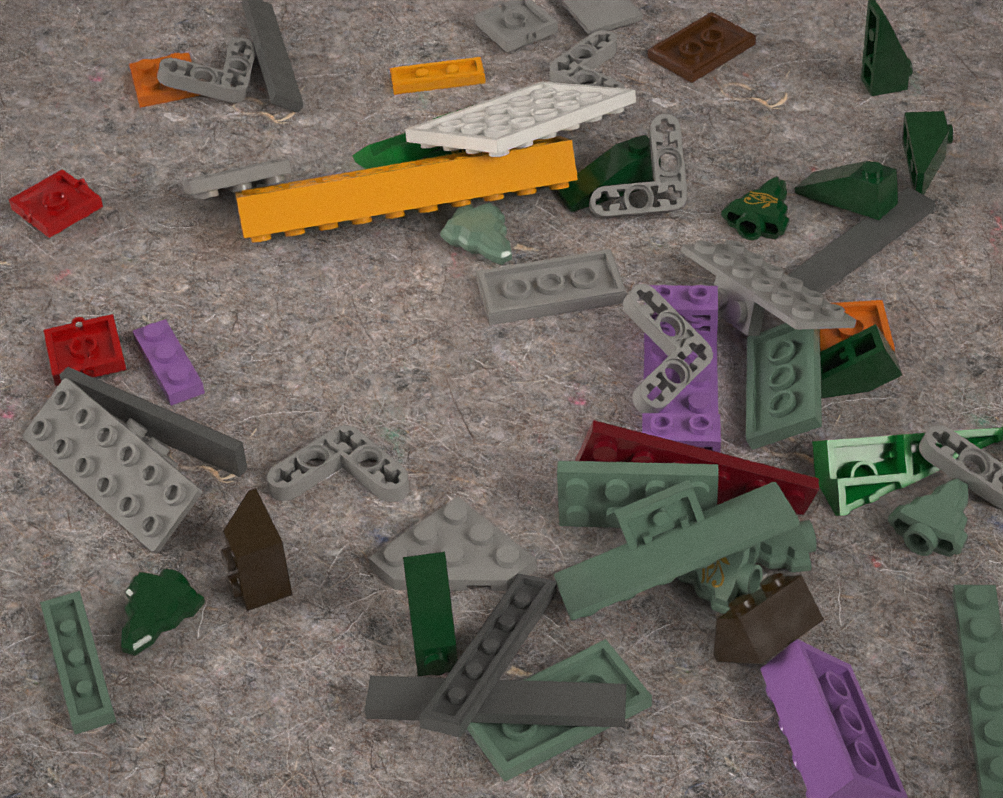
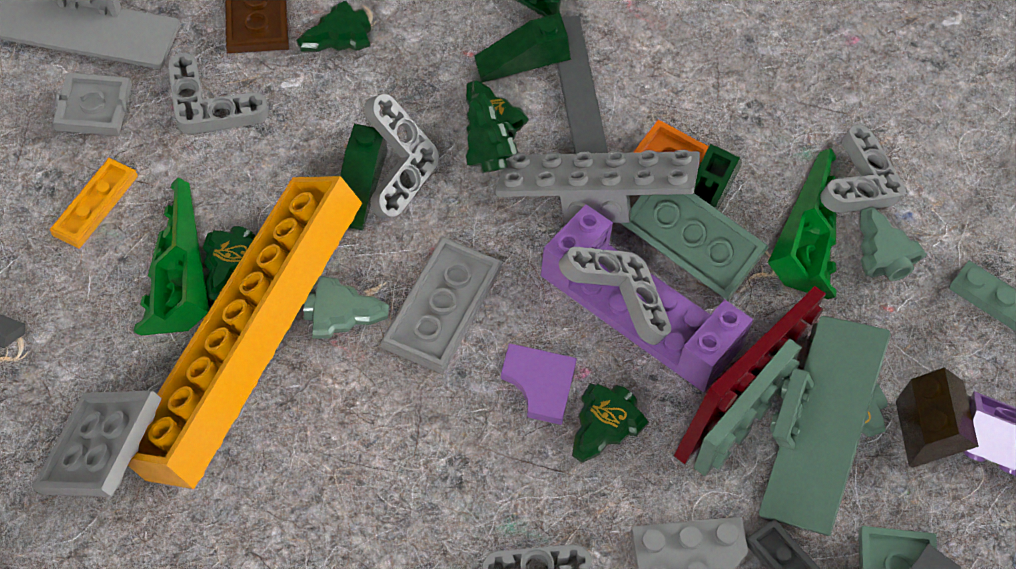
camera: 60 degrees left, 15 degrees up
(520, 117) = (255, 190): white plate -> none
(540, 429) = (606, 420): none -> dark green rock
(541, 377) = (542, 379): none -> medium lavender tile
(725, 206) = (488, 138): none -> dark green rock
(737, 89) = (338, 30): none -> dark green rock

